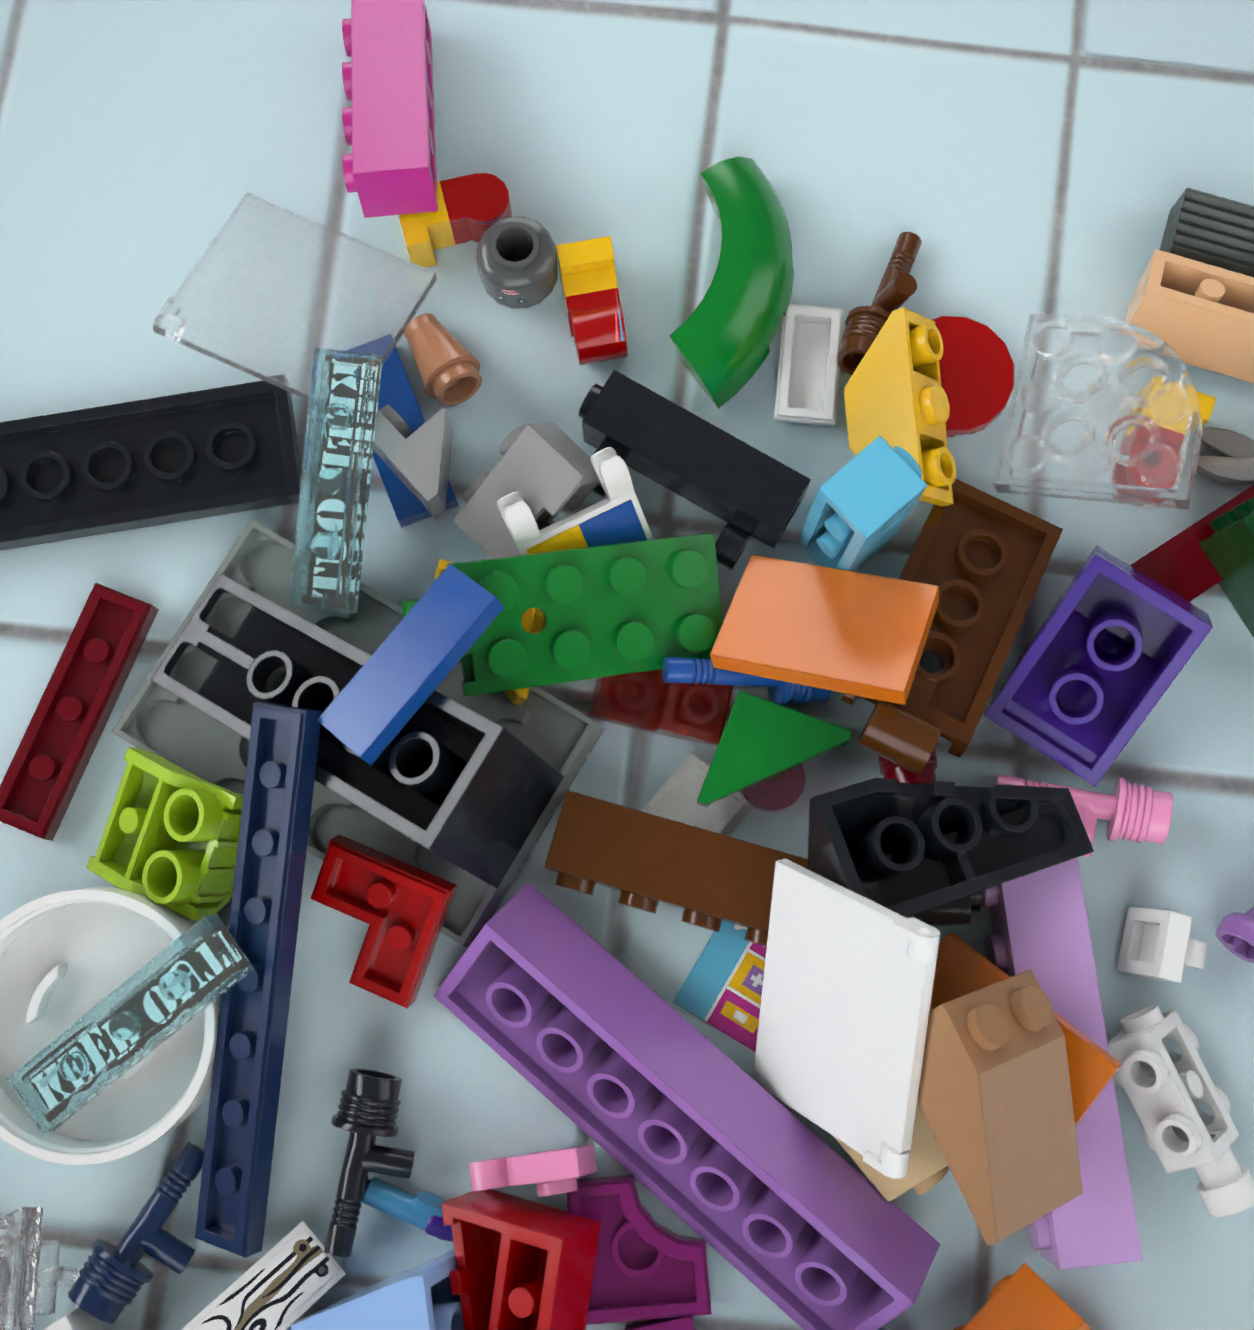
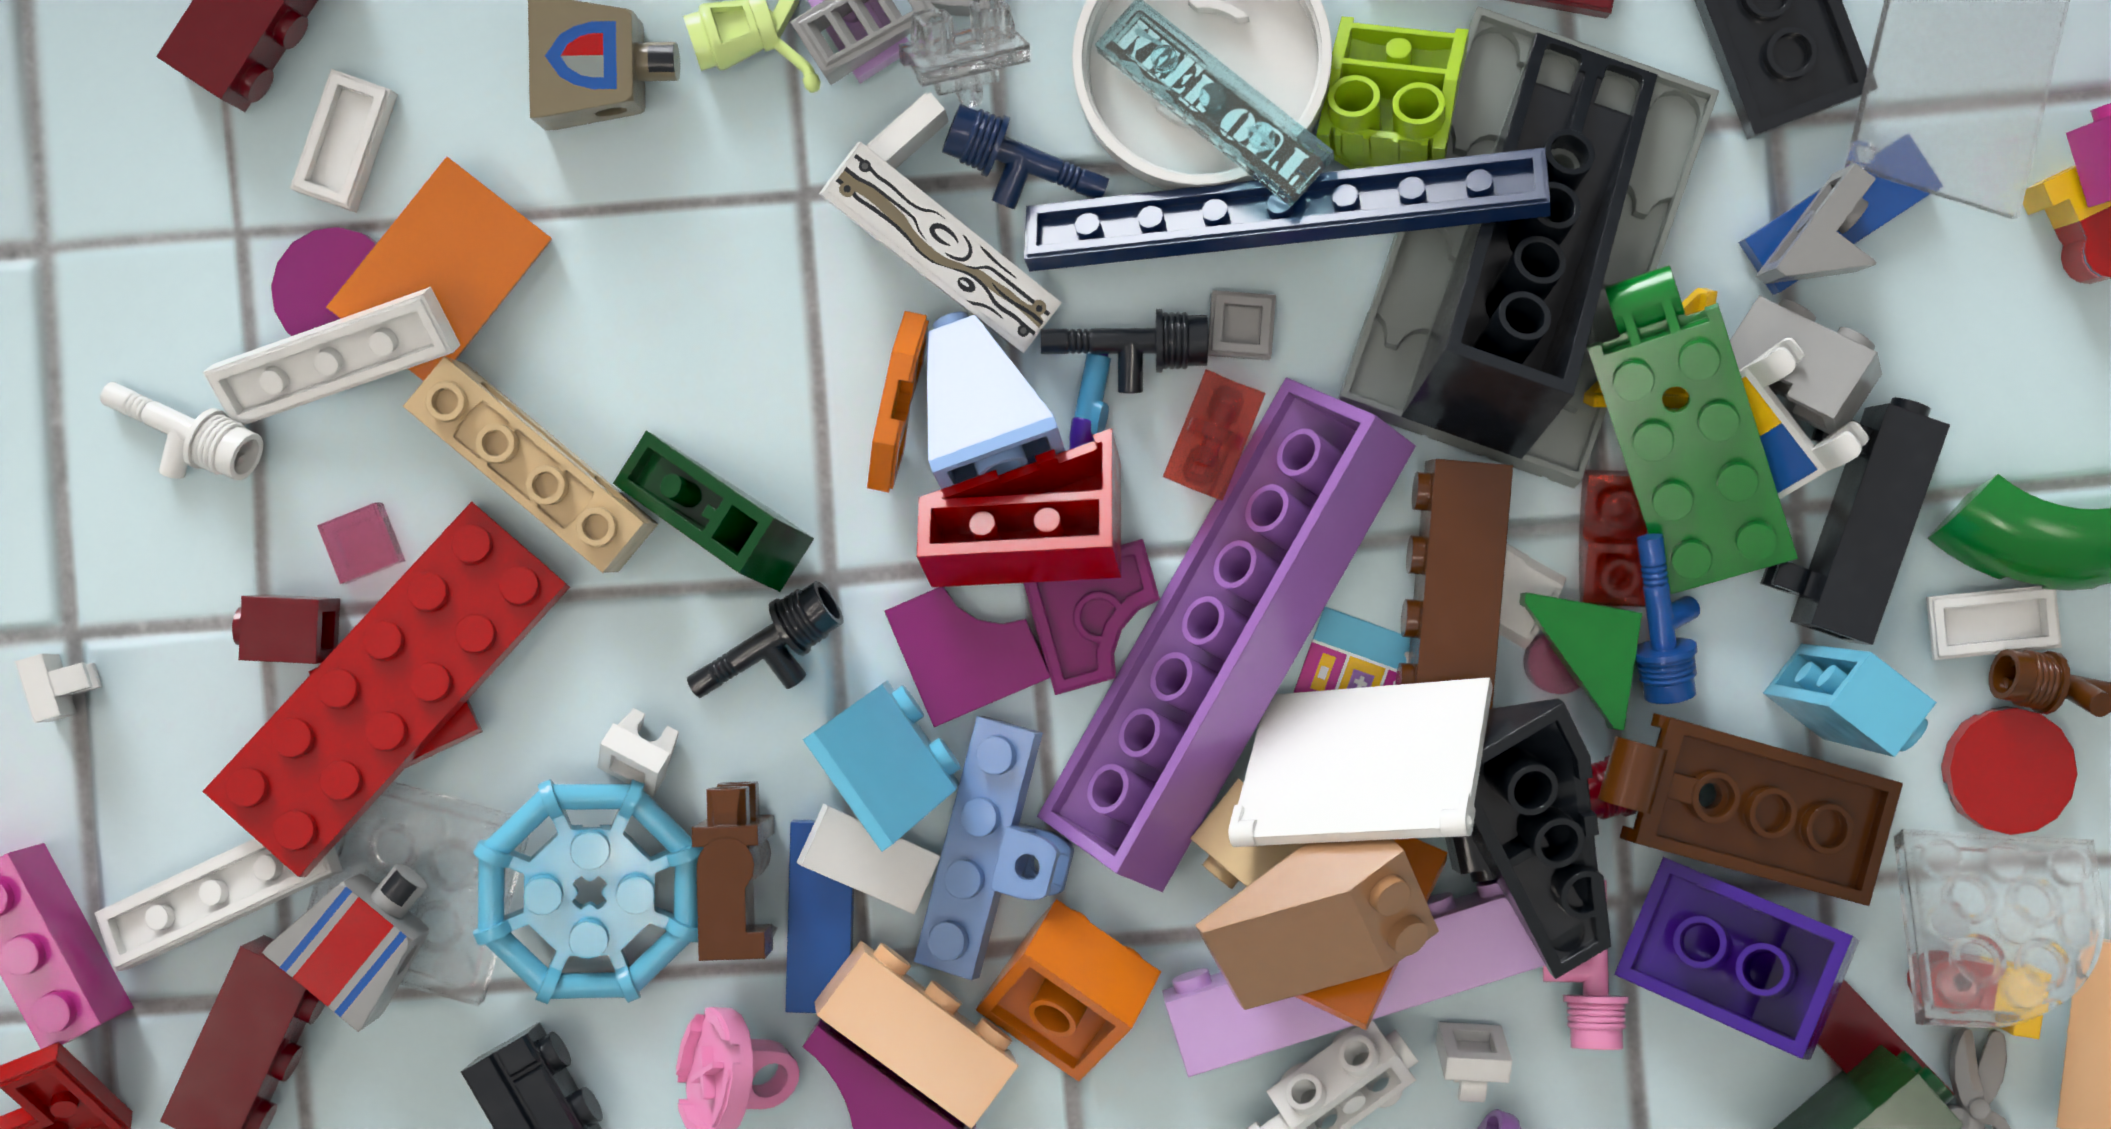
camera: 75 degrees right, 10 degrees up
(335, 480) = (1781, 170): clear light blue tile -> none
(370, 1032) = (1241, 325): none -> light grey tile
(402, 912) = (1368, 329): red tile -> none
(410, 664) = (1615, 291): tile -> none
(442, 361) = (1923, 246): nougat cone -> none
(473, 1089) = (1213, 435): none -> clear red hips
(517, 262) = (2047, 301): dark grey head -> none
(551, 1170) = (1155, 520): bright pink plate -> none
(592, 299) = (2021, 386): leg -> none
(826, 628) = (1724, 686): orange tile -> none
(902, 399) = (1975, 722): yellow slope -> none

